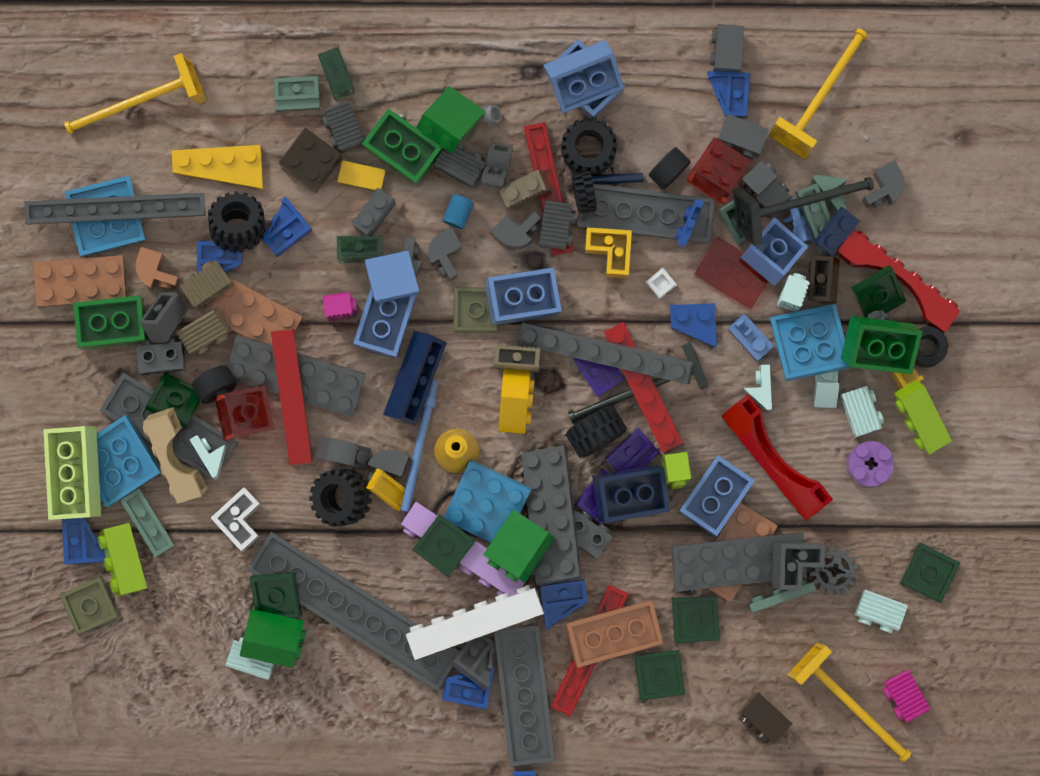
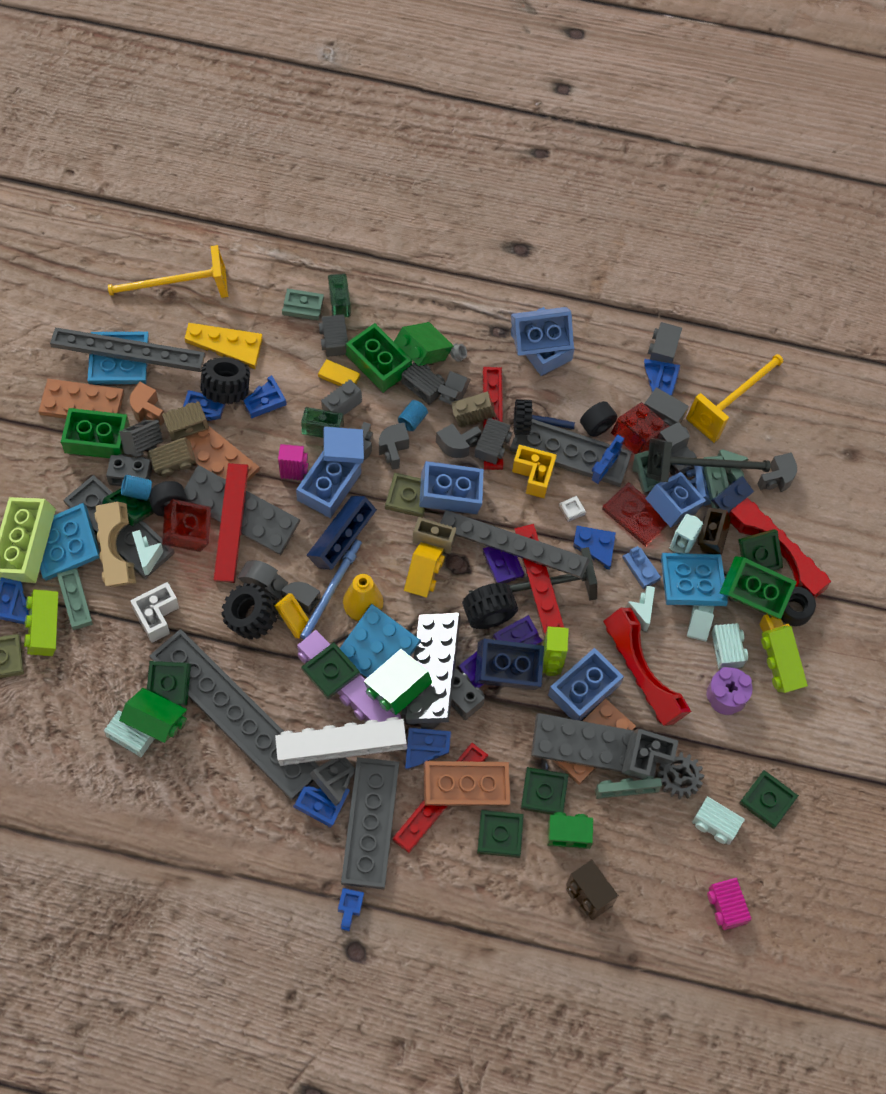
camera: 10 degrees right, 20 degrees down
(176, 381) = (136, 487): none -> dark azure piece
(310, 160) = (300, 352): dark brown brick -> none
(593, 128) = (535, 377): black tyre -> none
(730, 657) = (570, 830): none -> green brick
(811, 664) = (645, 853): yellow tile -> none

